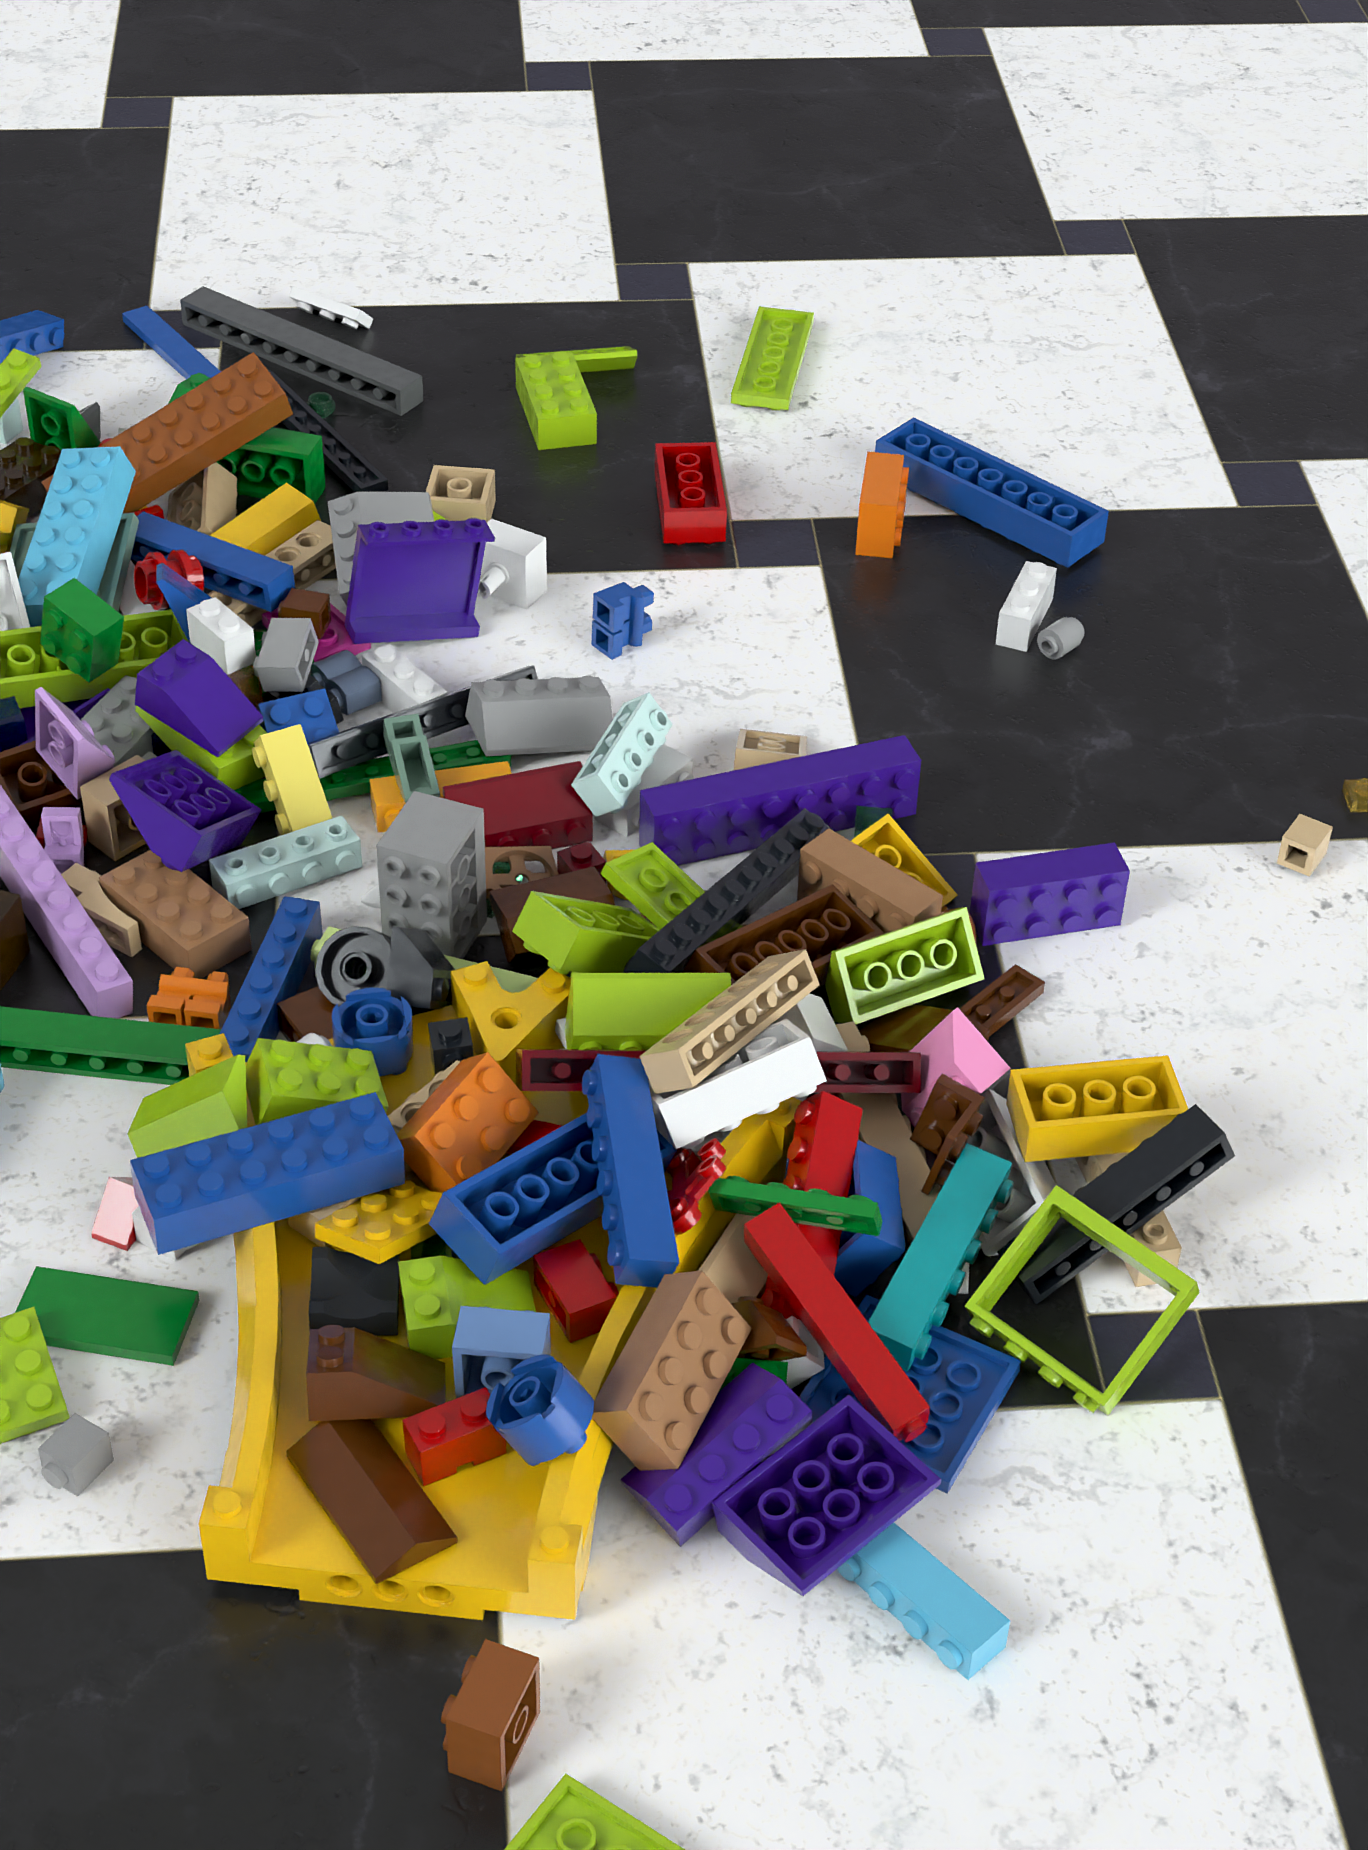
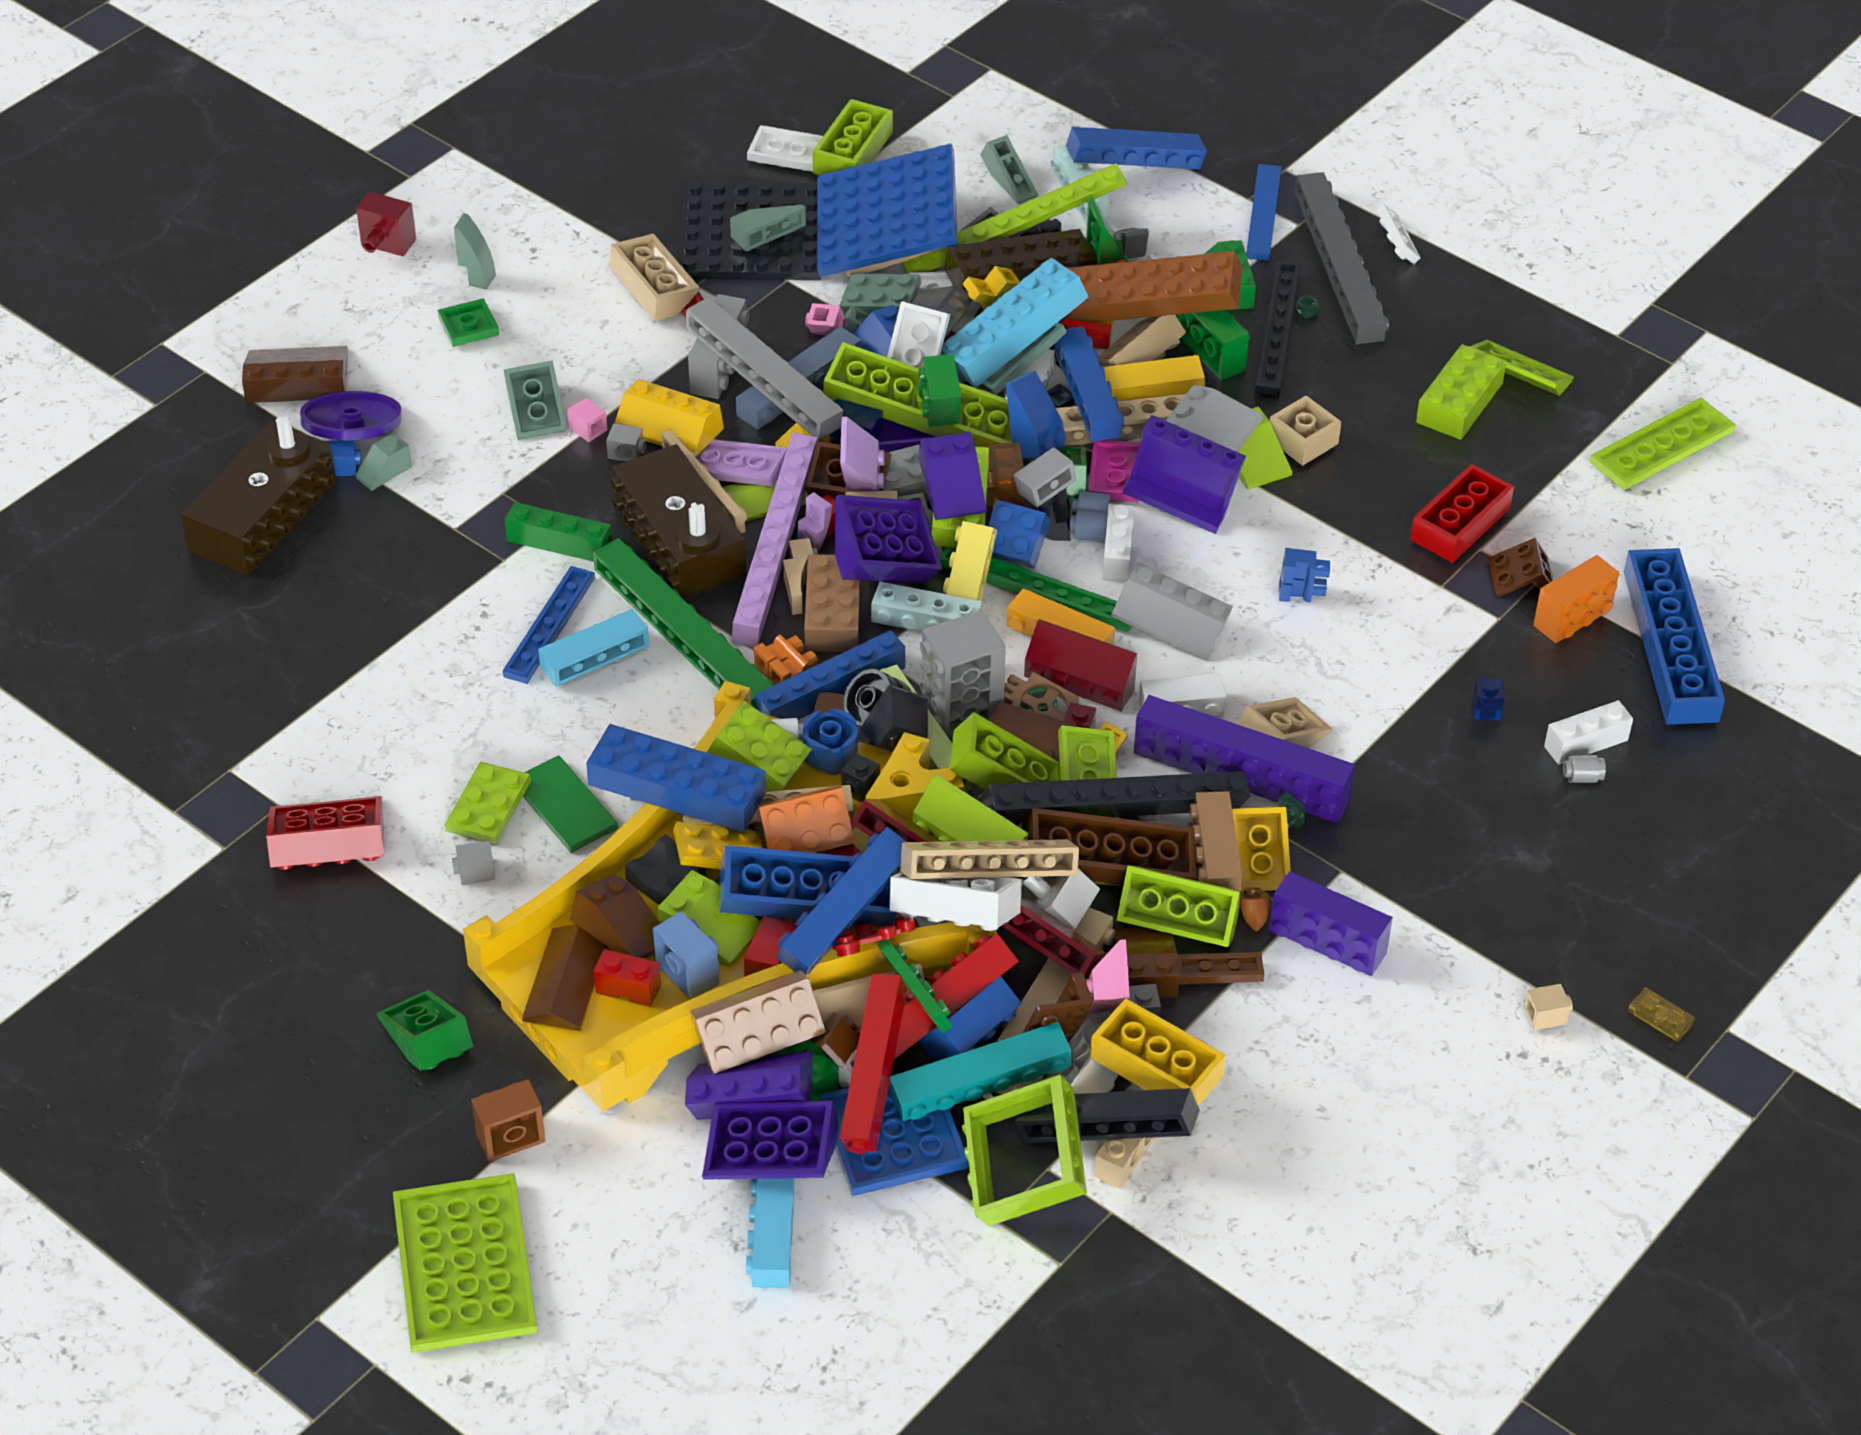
camera: 45 degrees right, 5 degrees up
(145, 575) = (1055, 382): red piece -> none
(192, 1109) = (691, 722): lime slope -> none
(221, 635) = (1017, 441): white brick -> none
(245, 1692) = (427, 1029): none -> green slope
(307, 604) = (1110, 455): reddish brown brick -> none
(368, 742) = (1082, 567): black tile -> none
(410, 756) = (1052, 589): sand green slope -> none
(513, 566) = (1273, 495): white brick -> none
(541, 1410) = (661, 990): blue brick -> none
(622, 755) = (1170, 666): light aqua brick -> none
(793, 511) = (1520, 567): none -> reddish brown bracket
(911, 627) = (1488, 698): none -> clear blue brick

